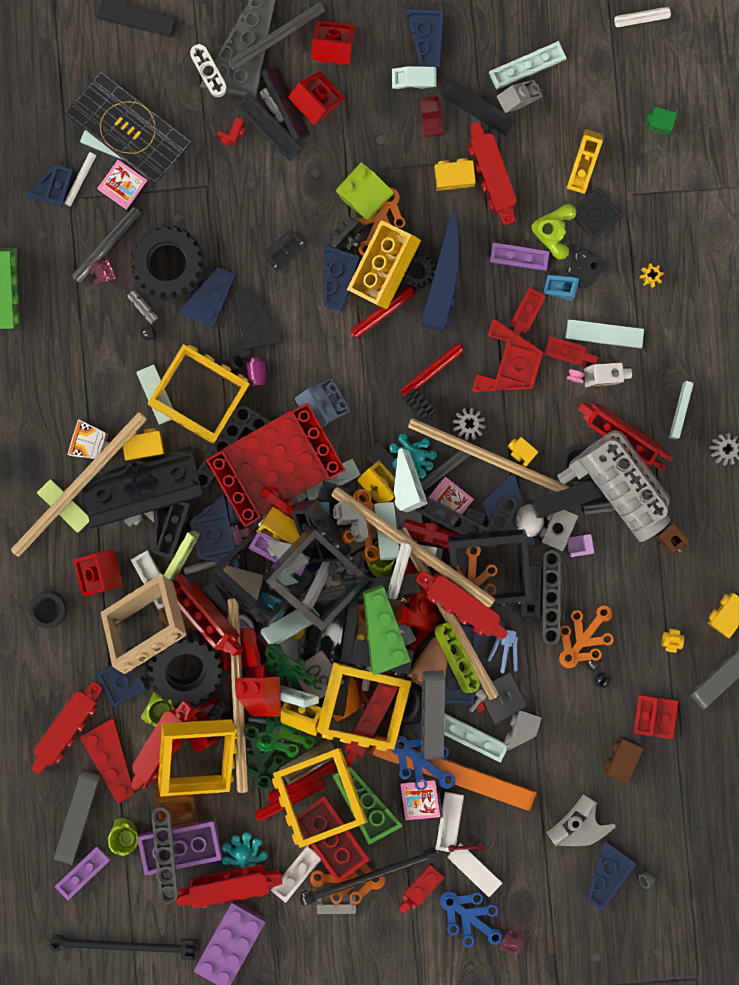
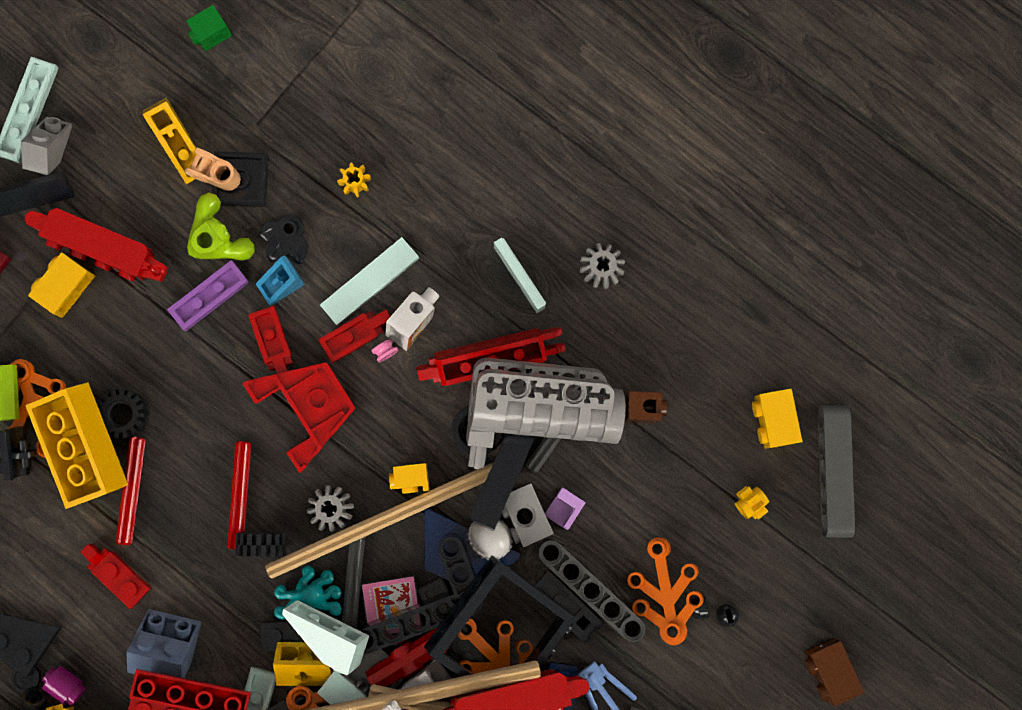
camera: 50 degrees left, 5 degrees down
(333, 346) = (116, 575): none -> red hinge
(339, 271) = (41, 498): dark blue wing -> none
(444, 280) = (155, 398): dark blue slope -> none
(587, 193) = (209, 169): none -> light nougat piece
(656, 717) = (817, 593): red slope -> none

